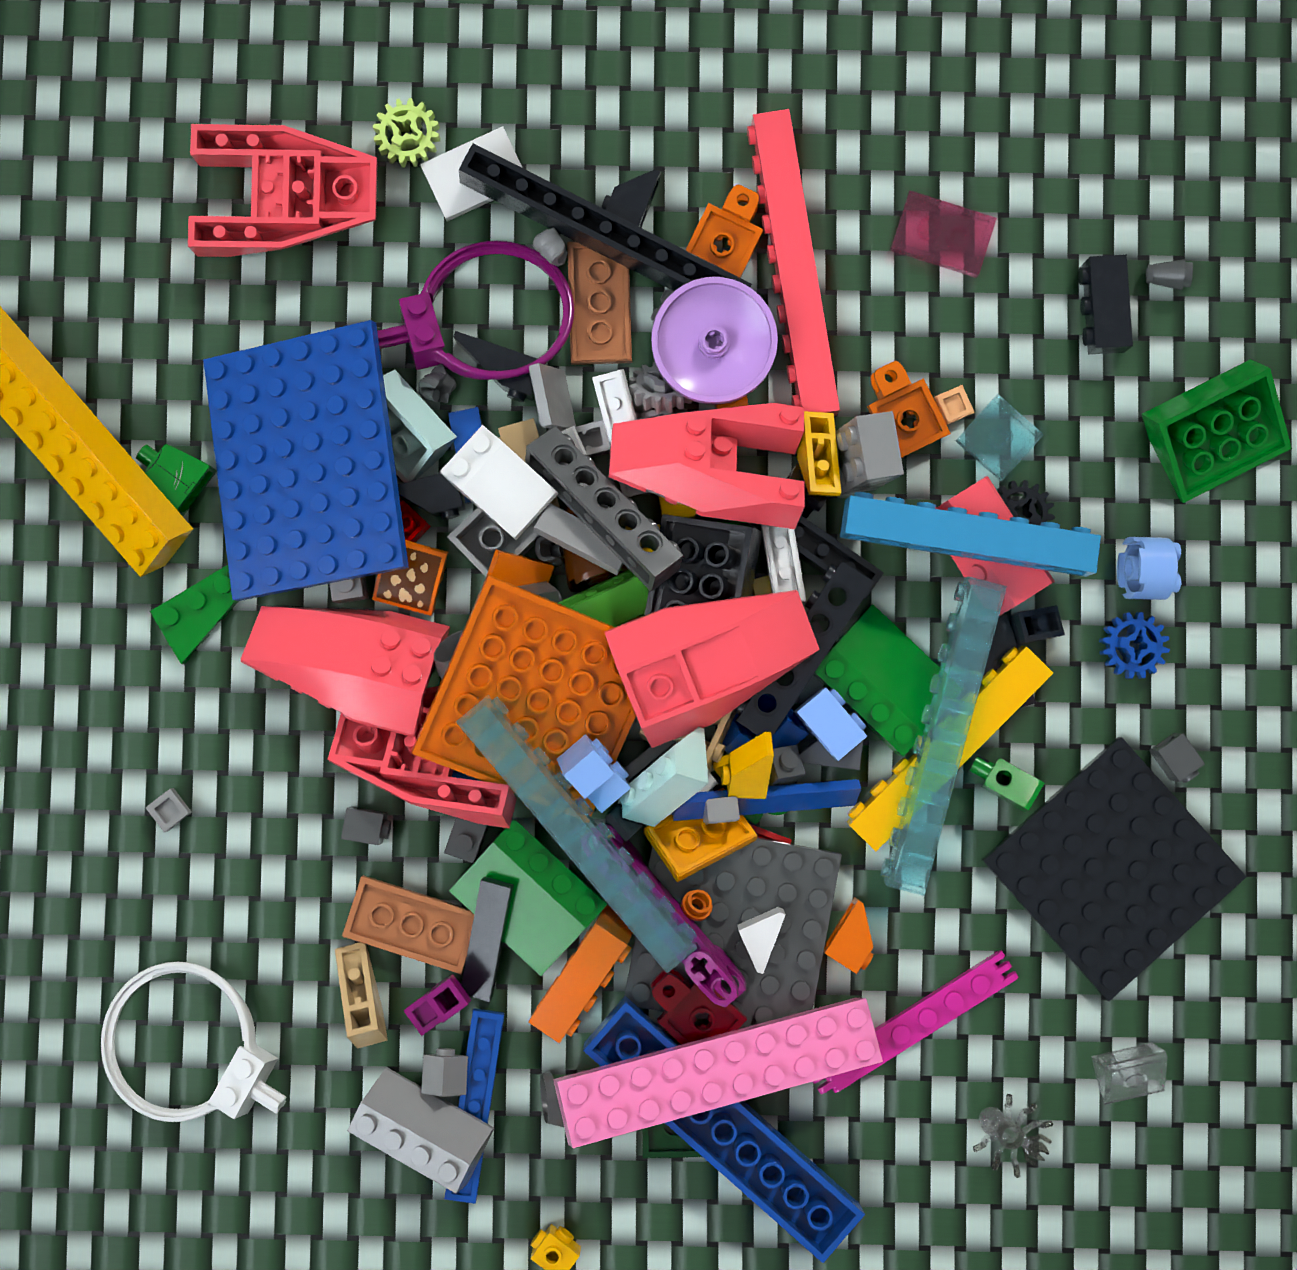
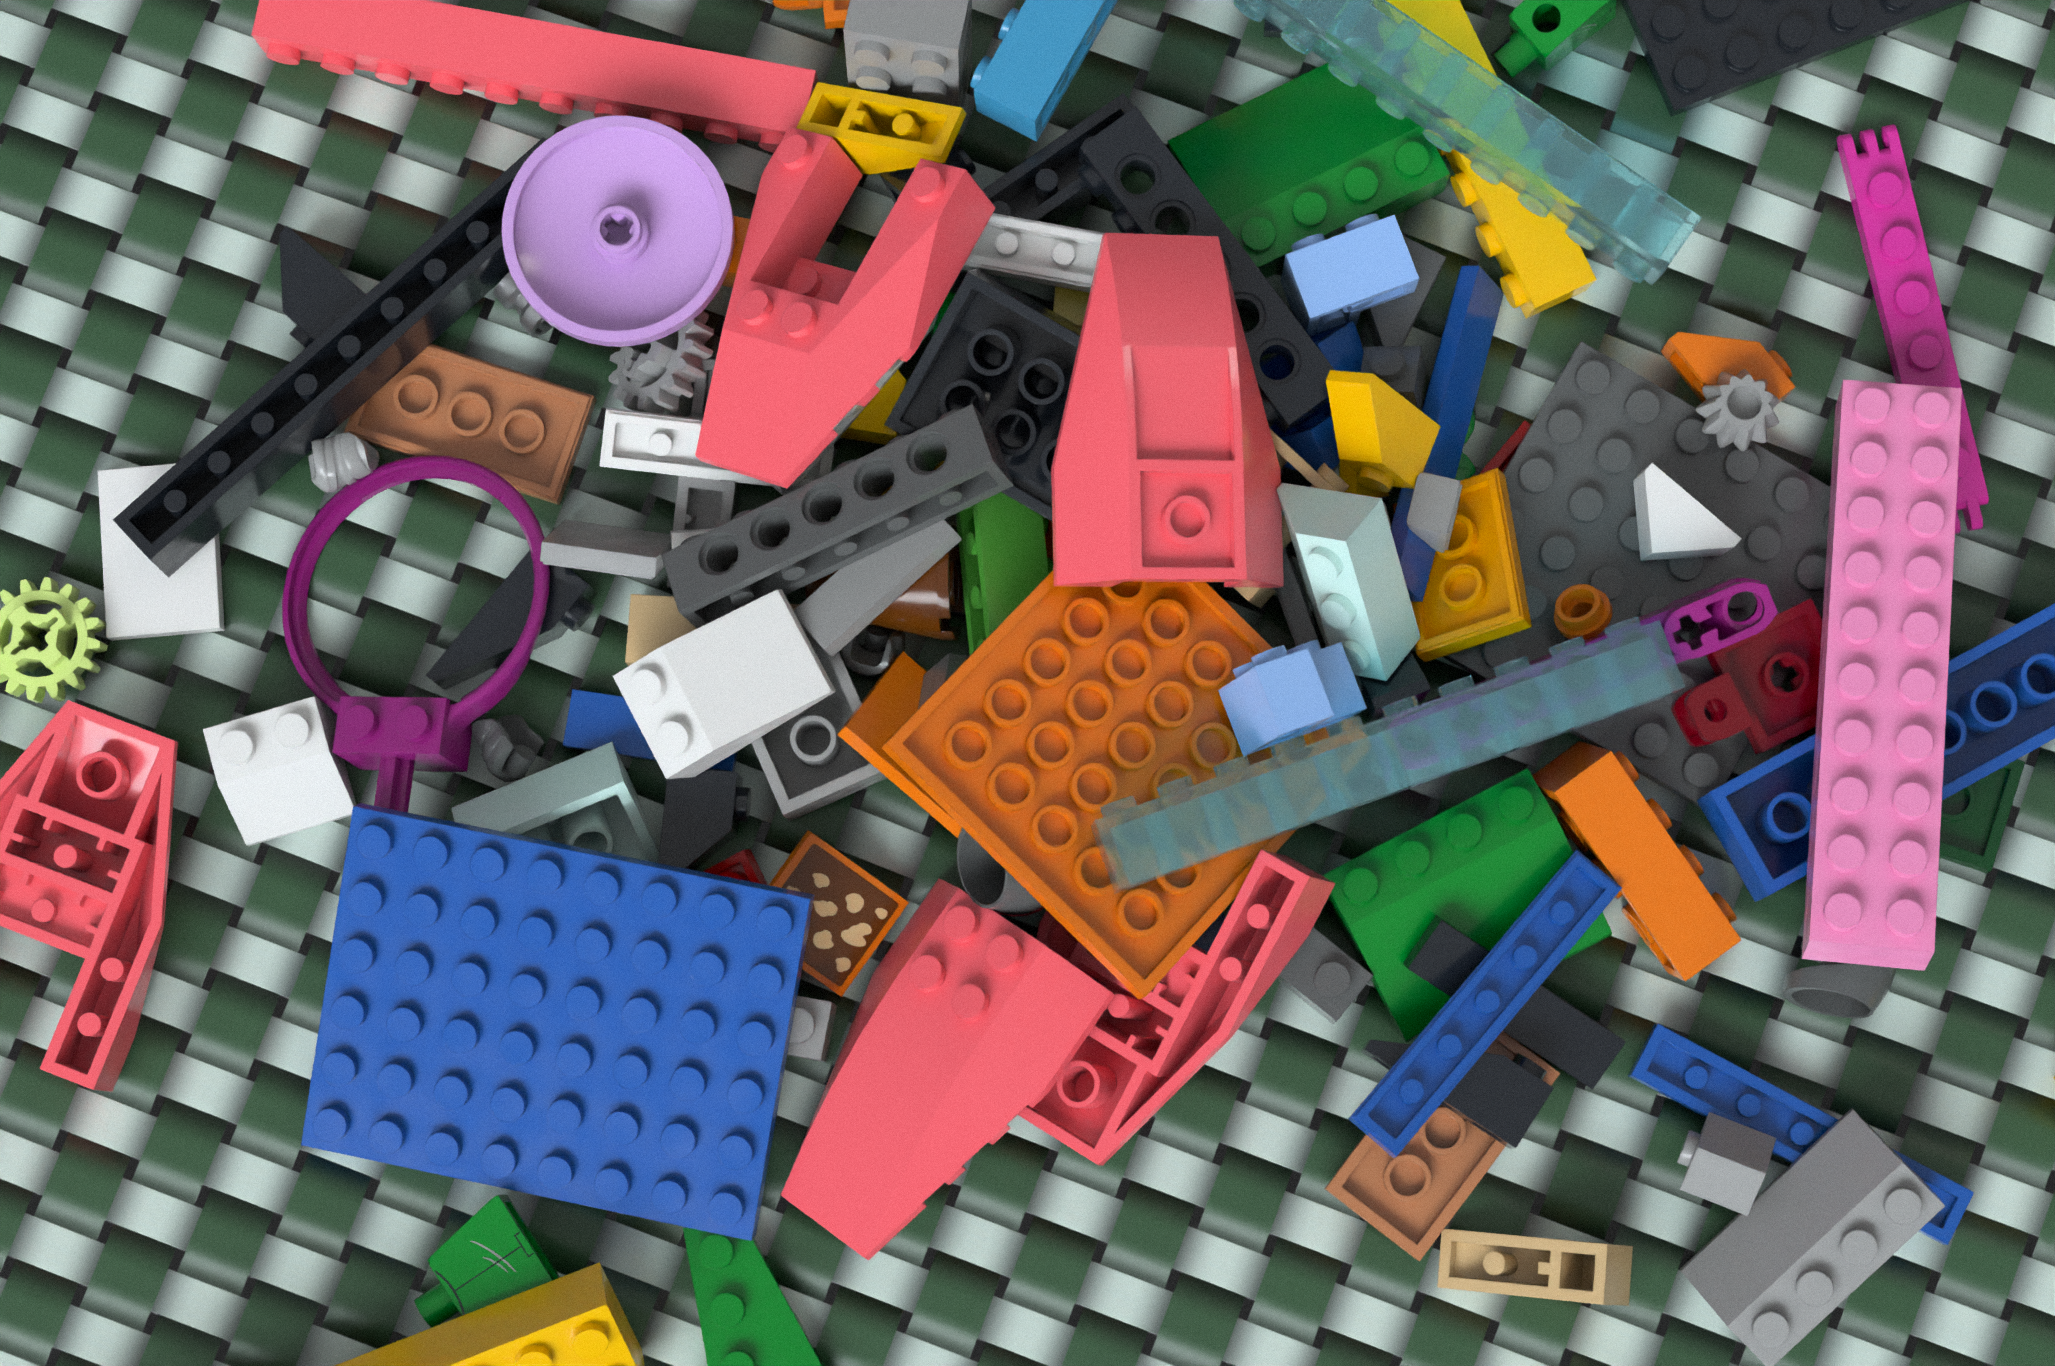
camera: 60 degrees left, 5 degrees down
(365, 825) = (1239, 1148): dark grey brick -> none
(383, 276) = (280, 770): none -> white slope
(436, 936) = (1493, 1095): none -> black slope
(437, 1005) = (1598, 1125): magenta brick -> none
(476, 925) = (1484, 1004): none -> blue tile
(731, 223) = (425, 138): orange plate -> none
(833, 948) = (1738, 410): none -> light grey piece

